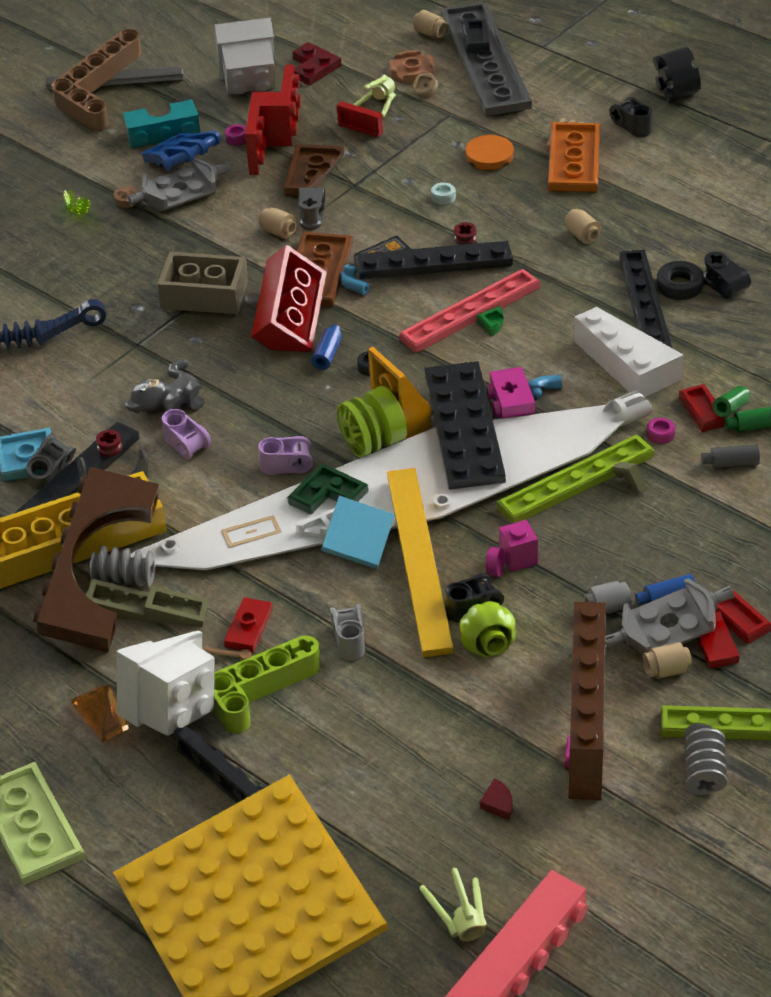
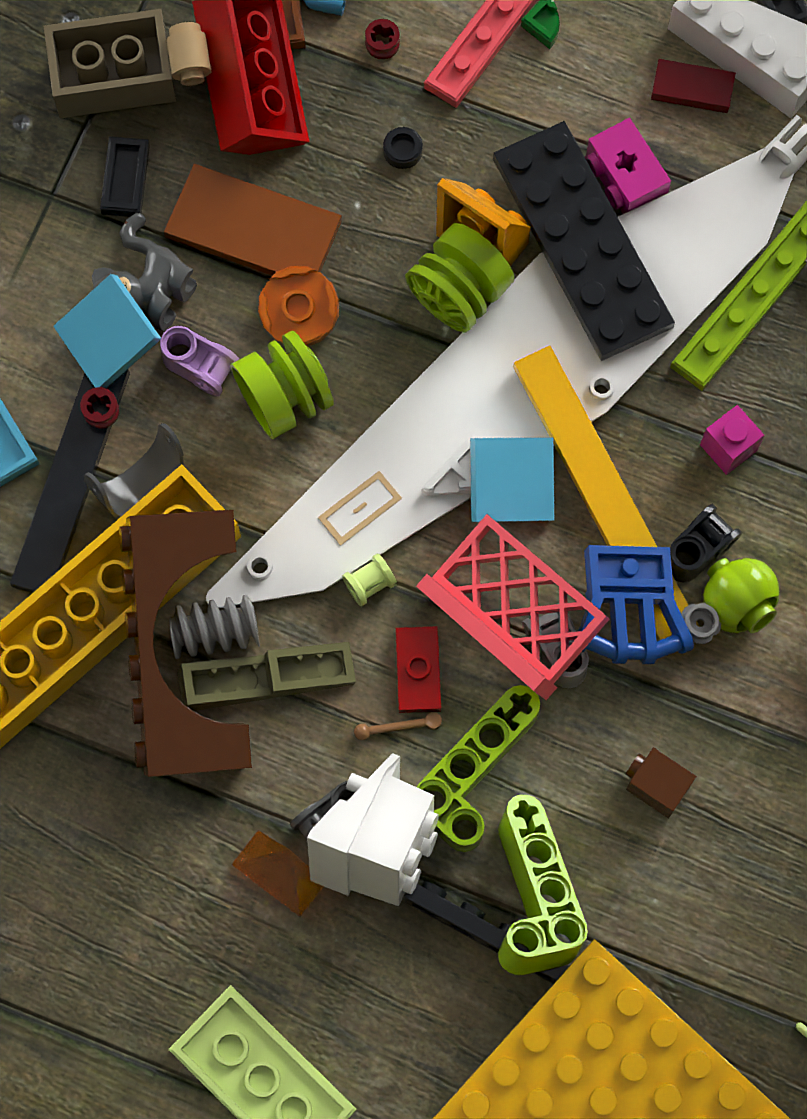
camera: 20 degrees left, 30 degrees up
(50, 456) = (31, 465): dark grey piece -> none
(132, 403) = (107, 332): none -> medium azure tile
(186, 342) = (124, 176): none -> black tile
(229, 450) = (284, 383): none -> lime wheel
(248, 571) = (369, 579): none -> yellowish green bush
(251, 280) = (188, 53): none -> tan brick
(255, 381) = (250, 223): none -> dark orange tile
(260, 766) = (533, 881): none -> lime beam
(262, 420) = (300, 302): none -> orange tile
(282, 455) = (363, 356): lavender piece -> none
(304, 601) = (492, 635): none -> coral fence
(324, 484) = (434, 398): dark green tile -> none
(327, 347) = (332, 135): blue cylinder -> none
(382, 309) = (386, 29): none -> dark red bush
(384, 718) = (659, 781): none -> reddish brown brick
(410, 594) = (634, 577): none -> blue plate
(450, 633) = (710, 618): none -> light grey plate
(495, 561) = (708, 473): dark pink tile -> none
(544, 382) = (656, 124): dark azure arm -> none
(577, 369) = (693, 86): none -> dark red tile

